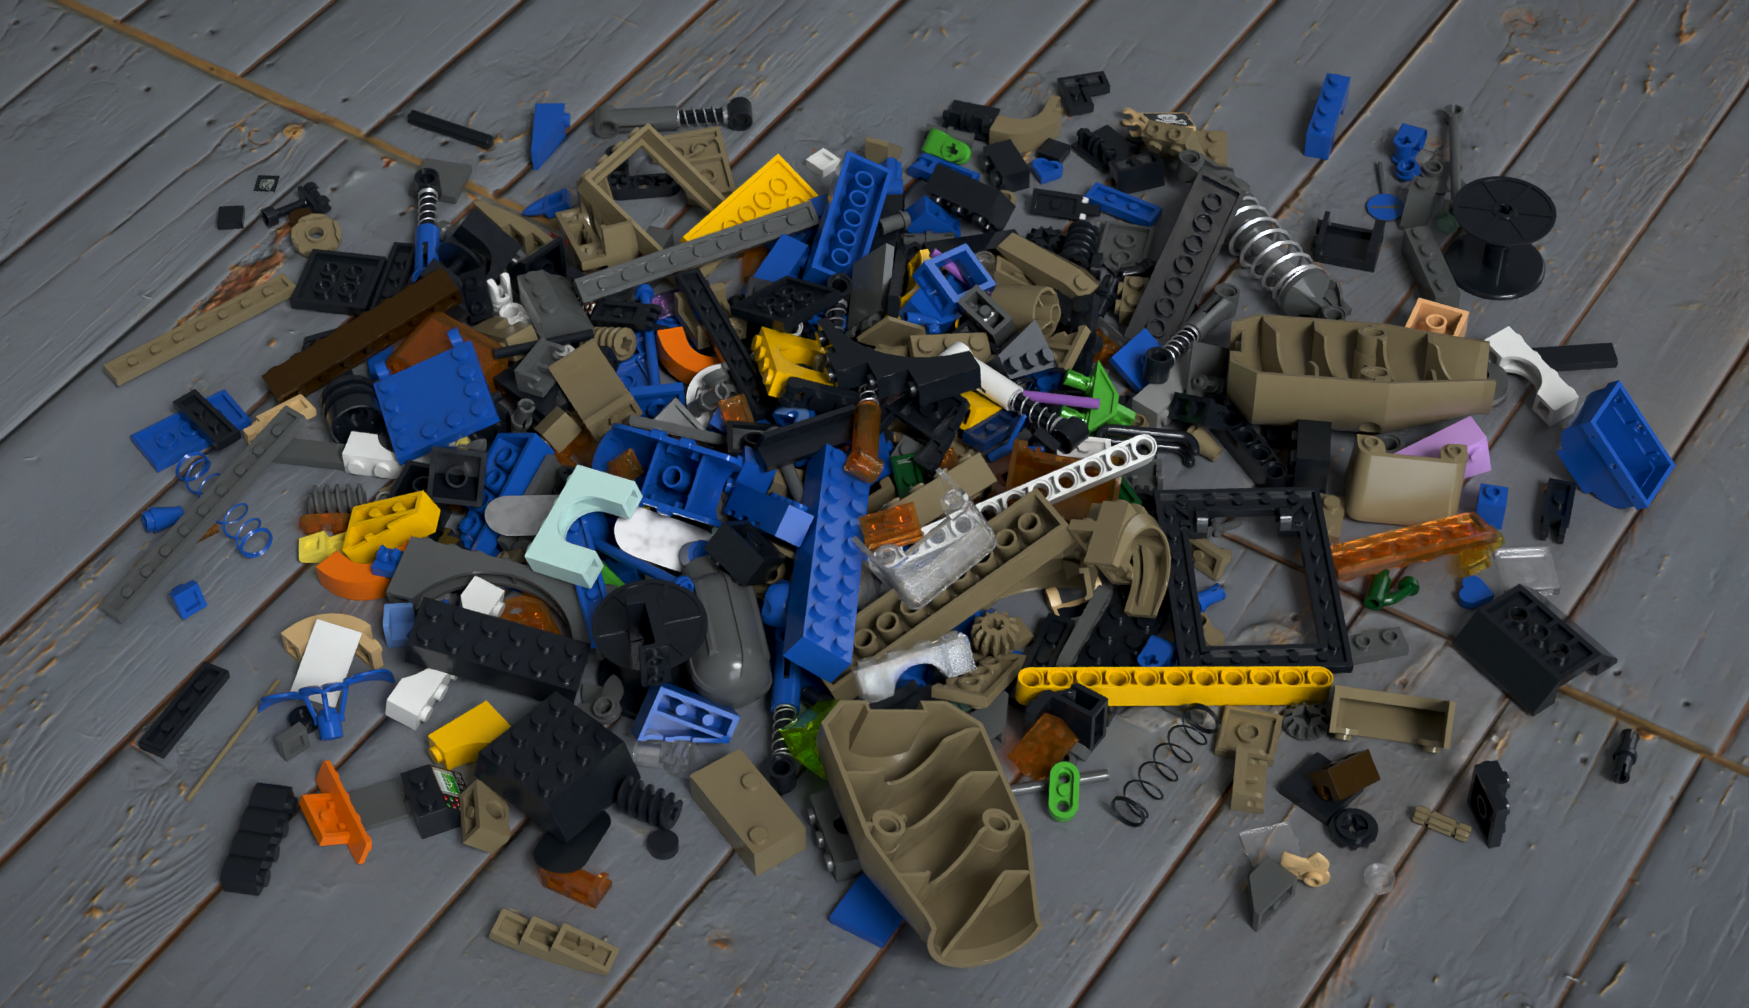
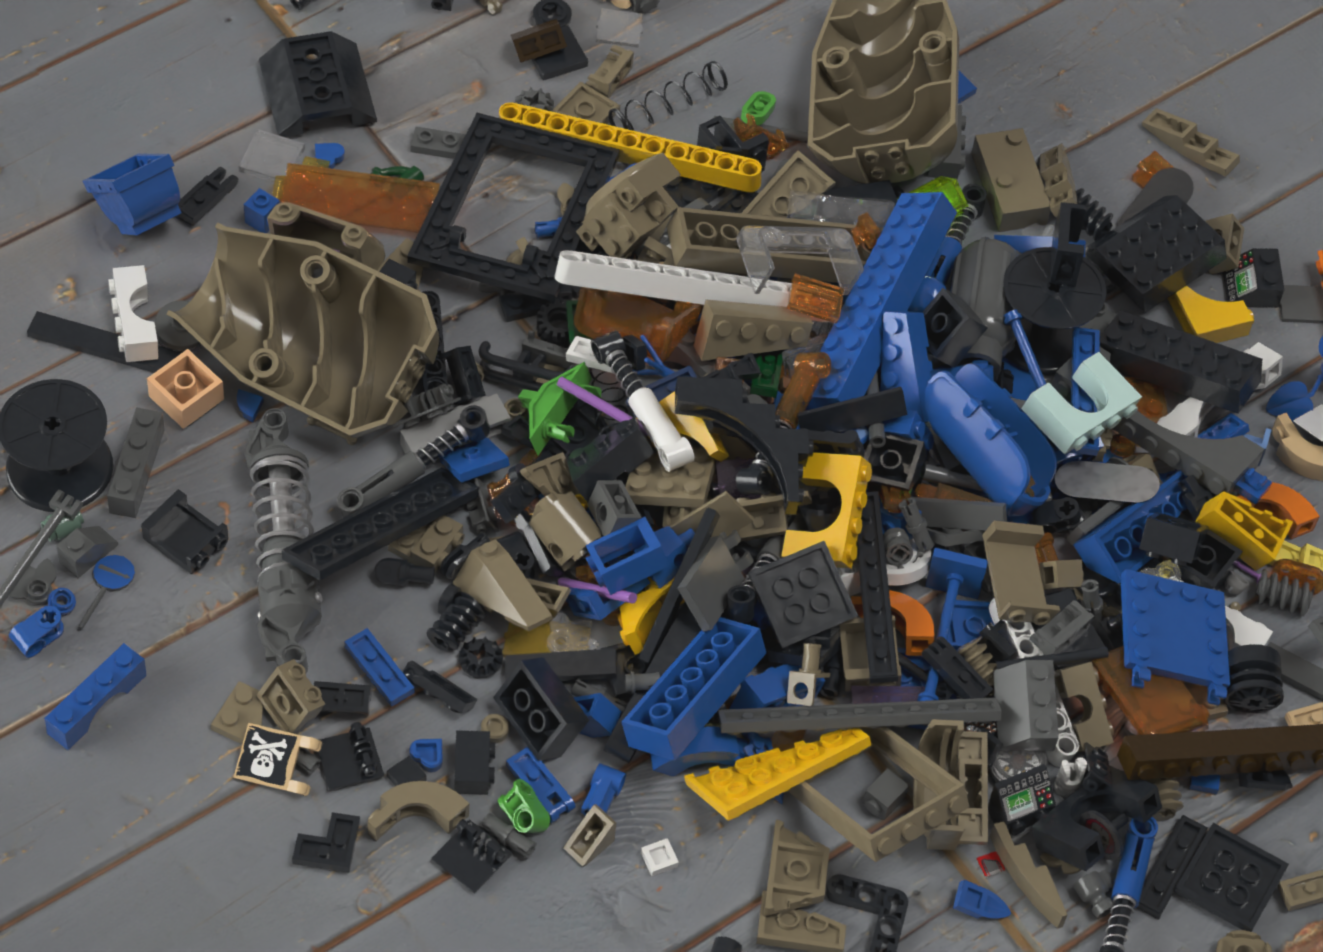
camera: 165 degrees left, 10 degrees up
(663, 844) = (1085, 183): black tile -> none
(696, 825) = (1057, 177): none -> dark tan slope
(754, 264) = (806, 675): none -> dark tan bracket
(872, 629) = (865, 231): none -> clear orange tile
(933, 324) = (678, 521): blue arm -> none
(1124, 245) = (405, 619): dark grey tile -> none
(1391, 717) = (456, 80): dark tan windscreen -> none

